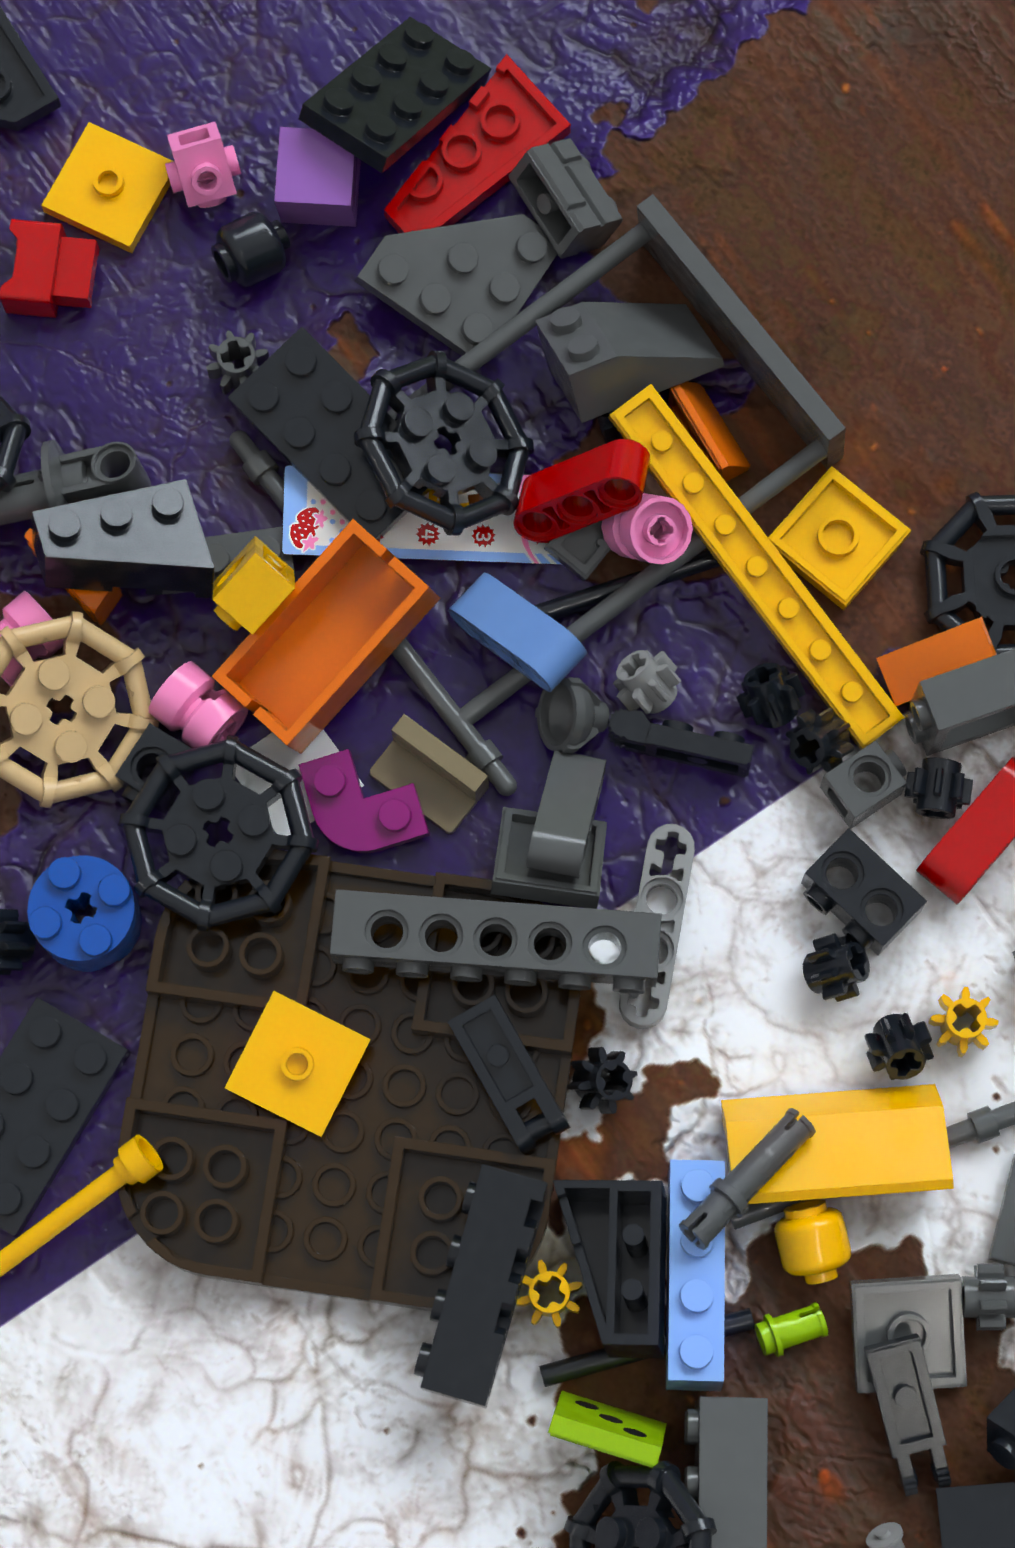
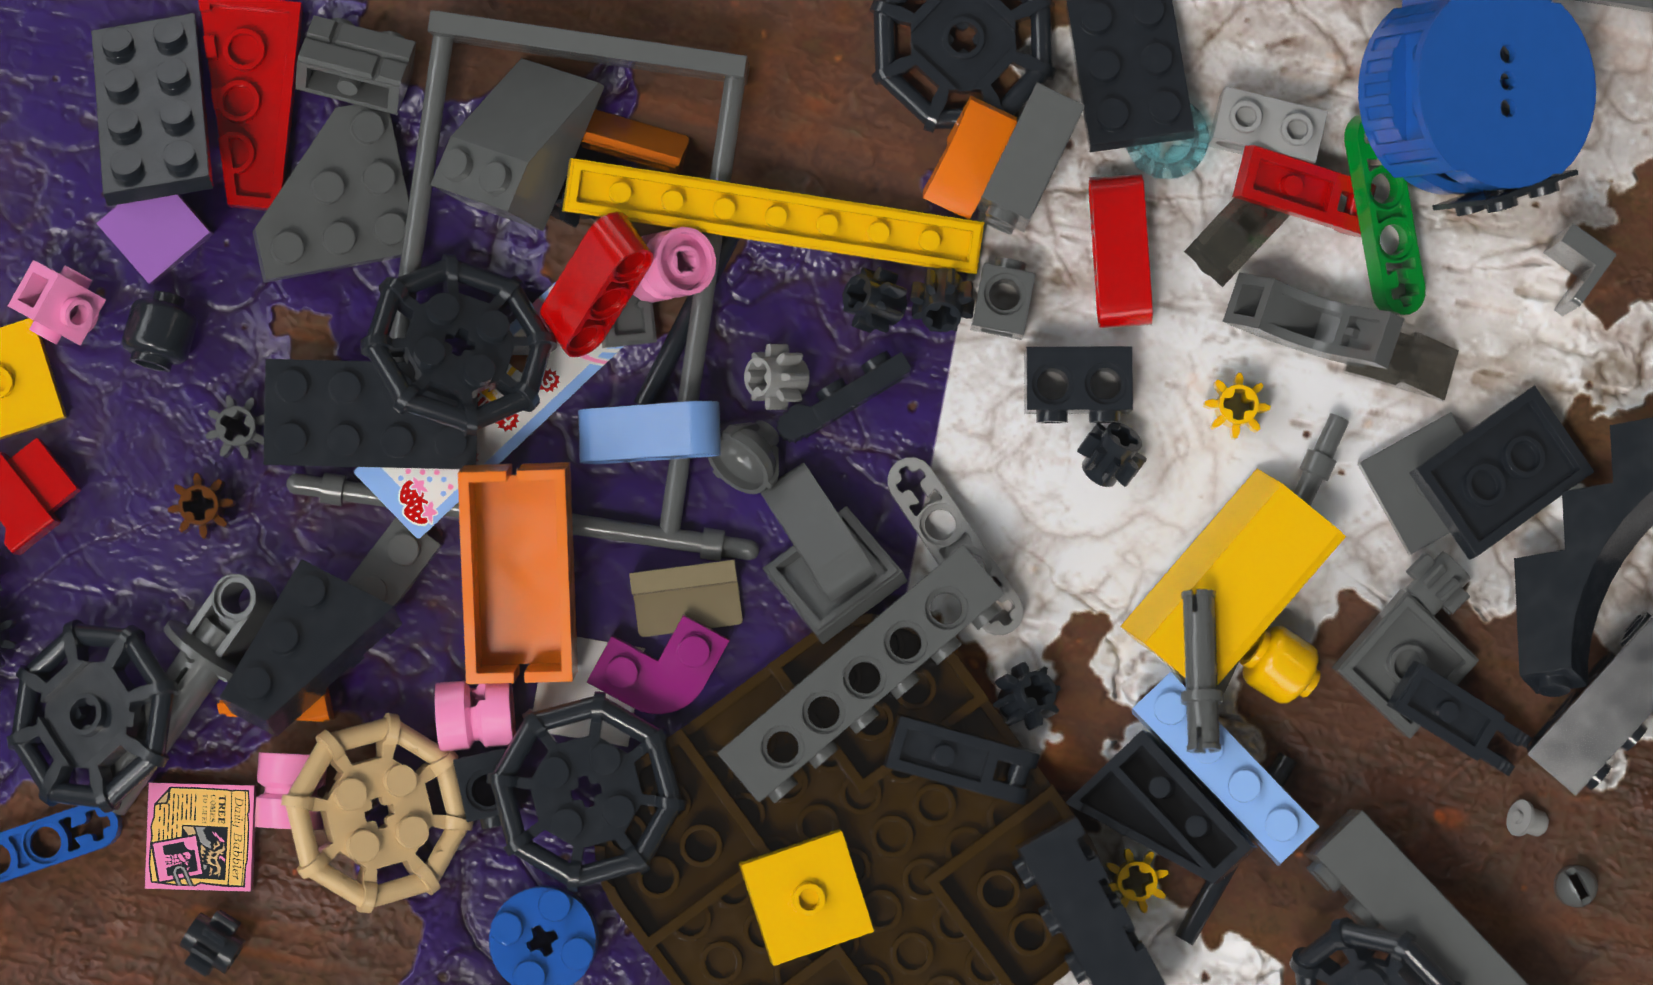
camera: 50 degrees left, 10 degrees up
(159, 378) = (191, 496): none -> reddish brown gear
(252, 587) = (429, 589): yellow brick -> none
(608, 1429) = (1269, 934): lime tile -> none
(790, 1329) = (1323, 740): lime pin -> none
(838, 537) = (807, 132): yellow plate -> none
(899, 1046) = (1209, 468): black gear -> none
(938, 788) = (1059, 252): black gear -> none

